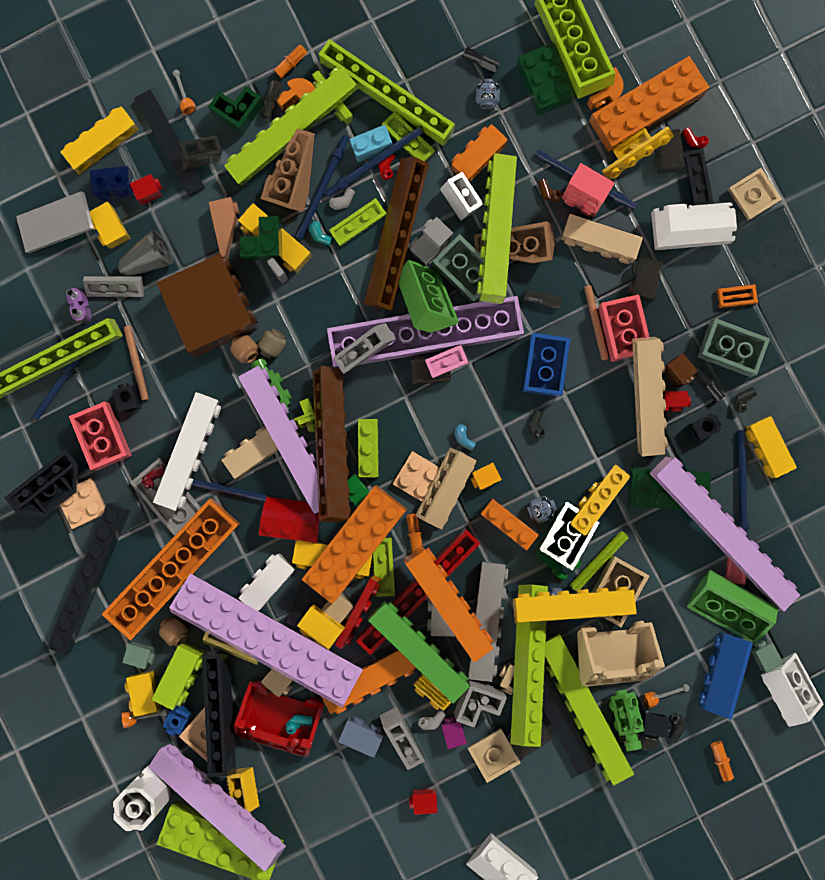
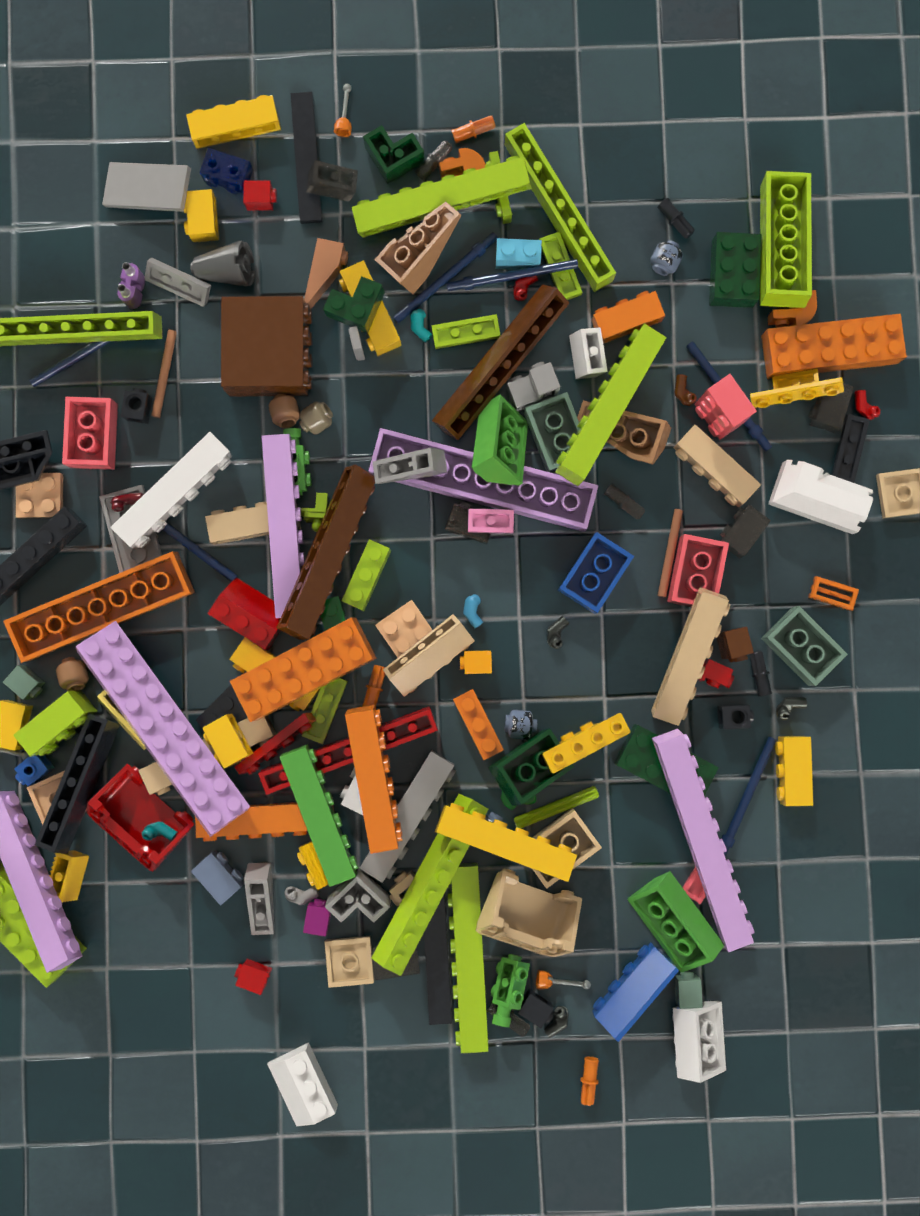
camera: 20 degrees right, 0 degrees up
(266, 582) = (194, 667): white brick -> none
(342, 202) = (458, 302): light grey arm -> none

